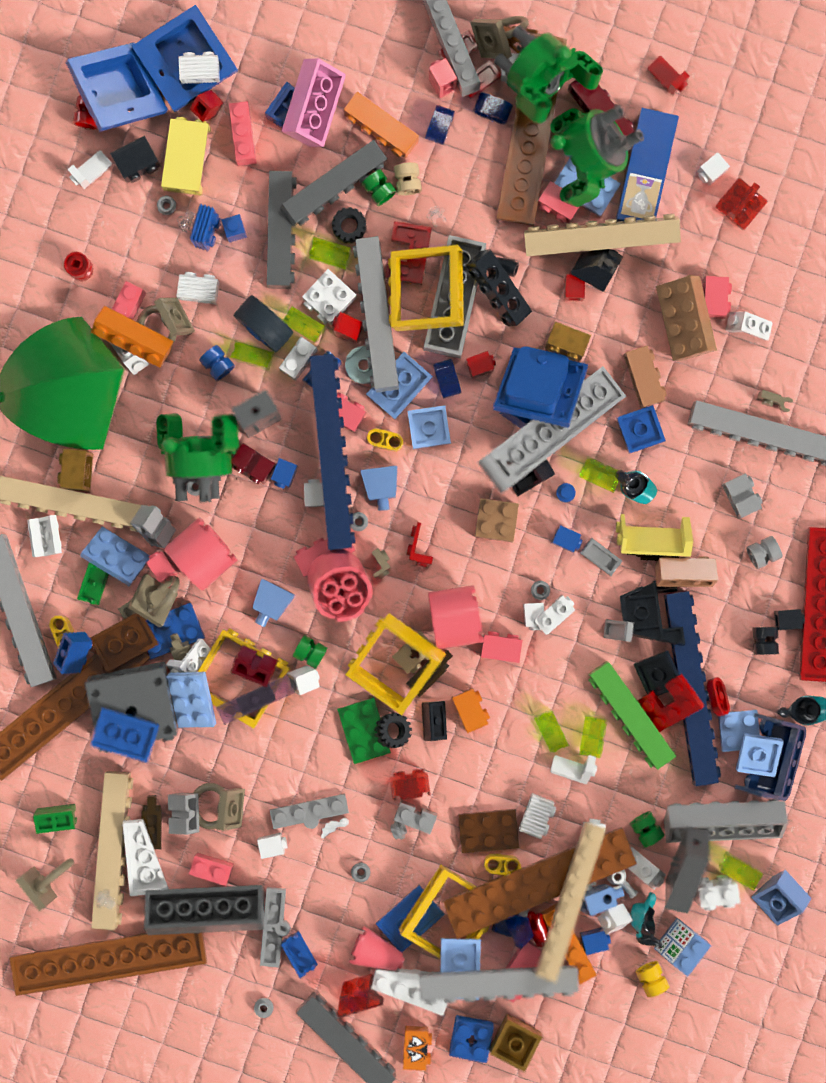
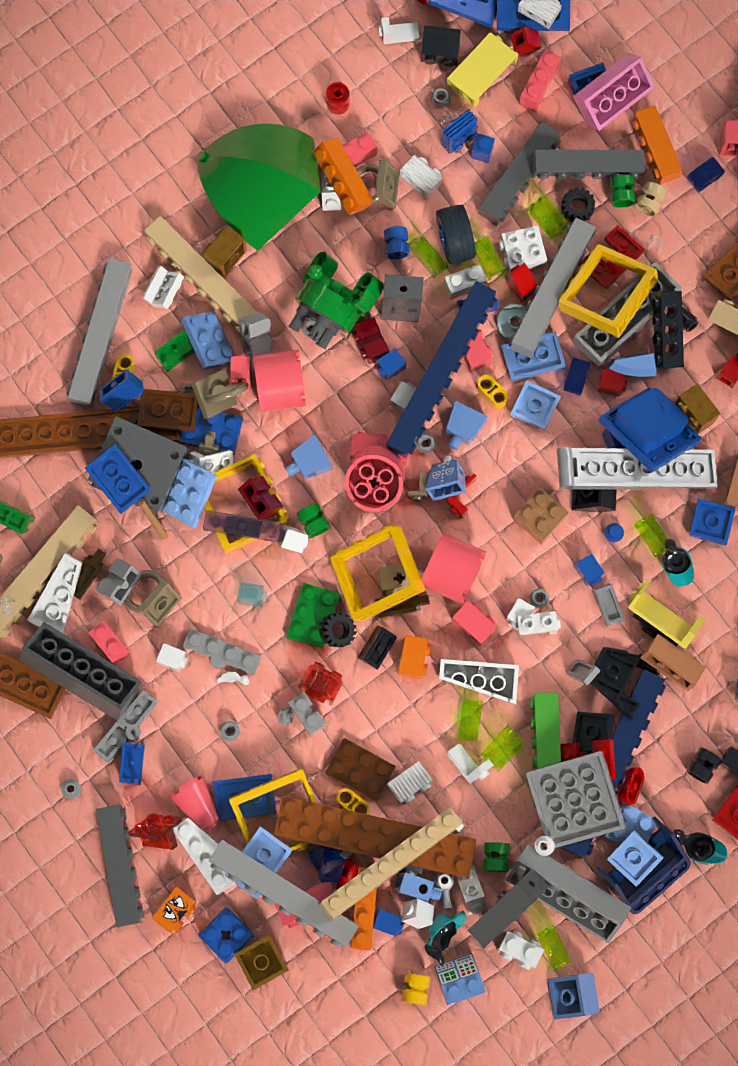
camera: 35 degrees right, 10 degrees down
(175, 744) = (151, 517): none -> medium nougat bar
(301, 748) = (252, 594): none -> clear light blue brick
(397, 543) = (446, 479): none -> medium blue torso
(489, 337) = (635, 365): none -> medium blue slope
(537, 690) = (486, 678): none -> white wedge
(683, 744) = (576, 799): none -> light grey plate
(683, 798) = (541, 849): none -> white hose

